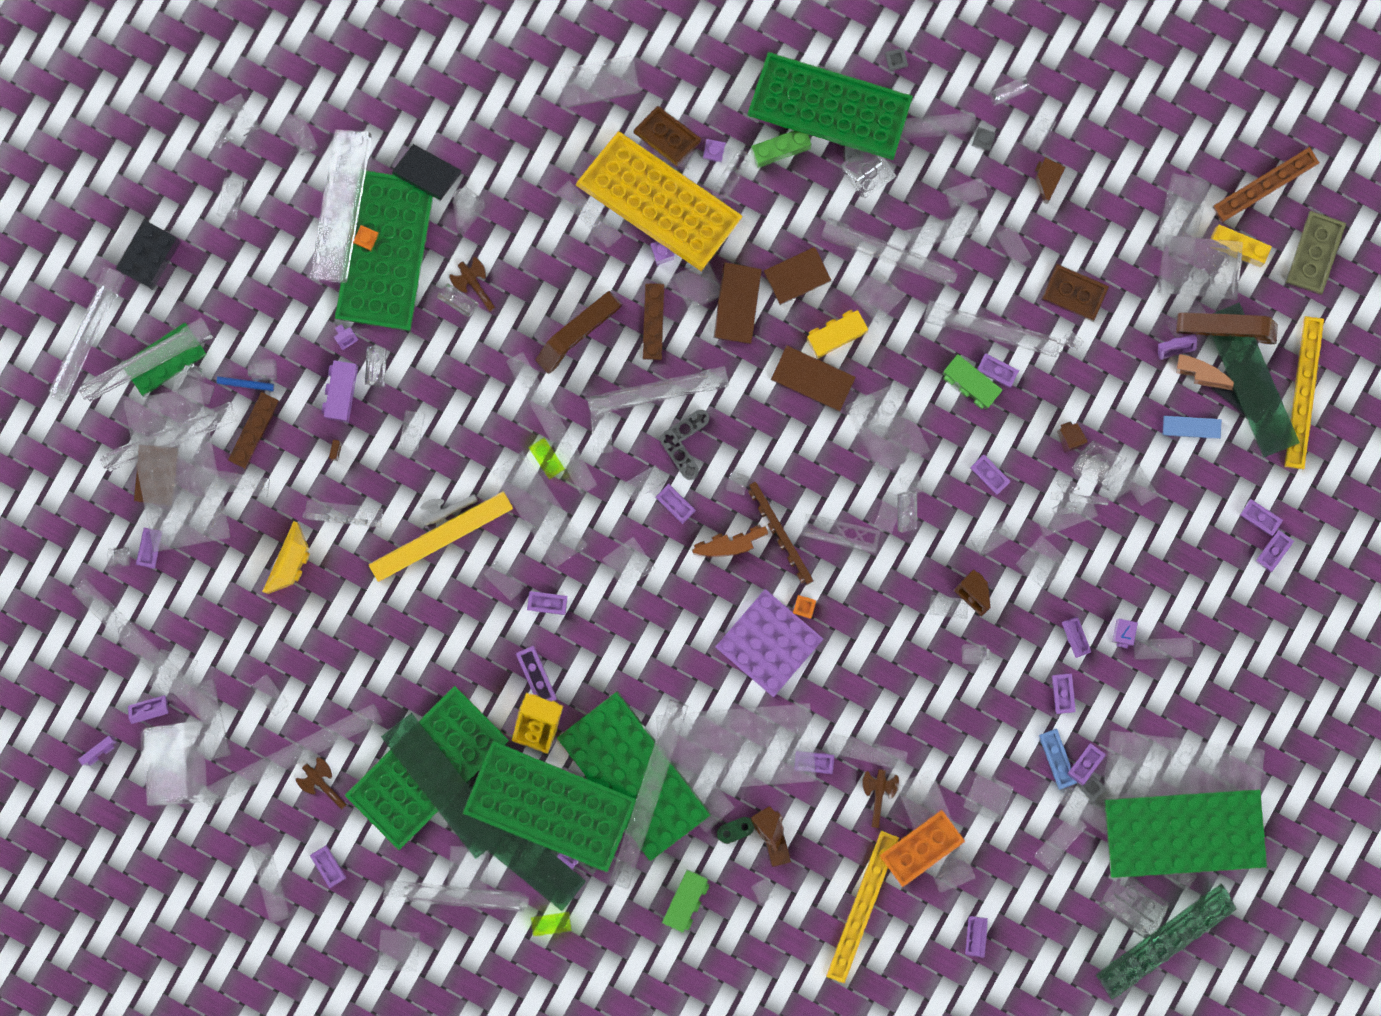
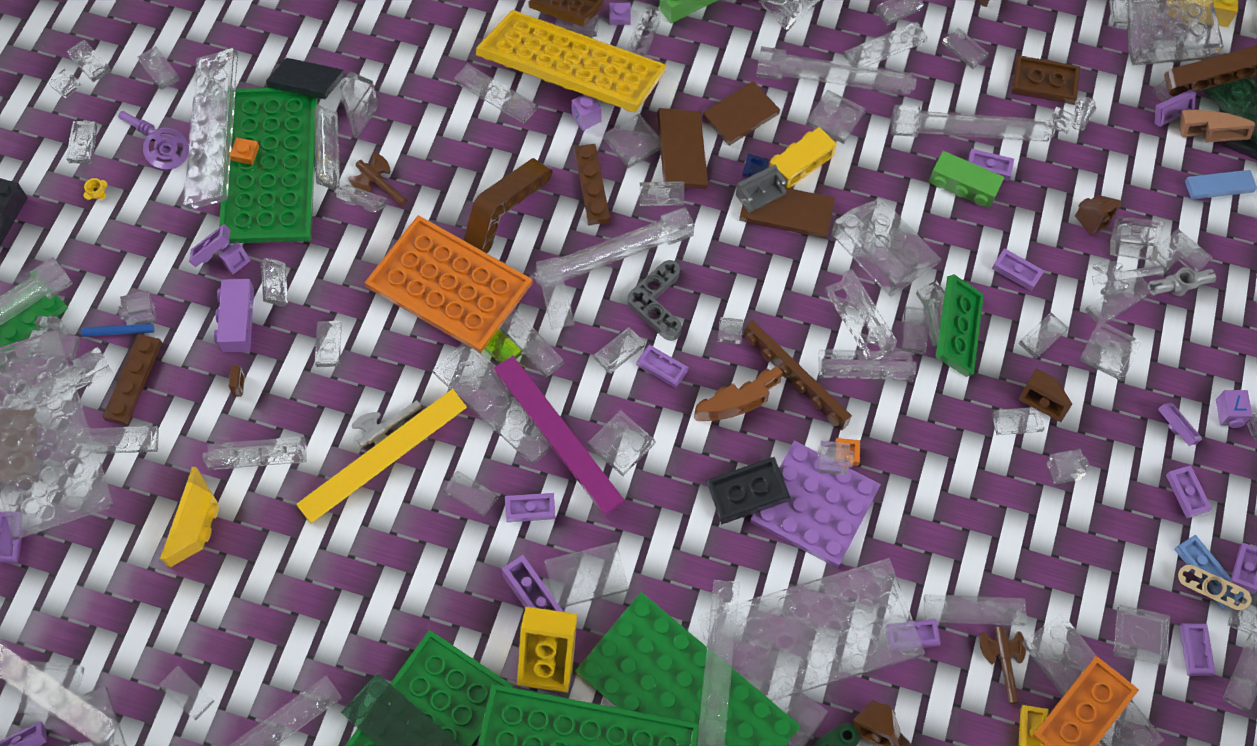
camera: 15 degrees left, 20 degrees down
(234, 242) = (93, 184): none -> yellow plate
(300, 218) = (164, 146): none -> medium lavender dish
(327, 325) = (206, 248): none -> medium lavender plate
(435, 244) = (326, 148): none -> clear plate
(516, 399) = (449, 283): none -> orange plate
(579, 549) = (559, 436): none -> magenta tile
(580, 665) = (586, 575): none -> clear tile
(709, 345) = (661, 193): none -> clear plate
(718, 624) = (748, 490): none -> black tile
(790, 614) = (834, 457): none -> clear brick
(793, 360) = (761, 188): none -> dark grey hinge
(795, 334) = (754, 165): none -> clear blue plate
(853, 492) = (869, 313): none -> clear fence
(924, 518) = (960, 325): none -> green plate
(1025, 816) = (1197, 650): none -> medium lavender plate
(1046, 774) = (1199, 573): none -> tan beam
(1095, 335) = (1083, 110): none -> clear cone
(1132, 514) = (1182, 281): none -> light grey pin

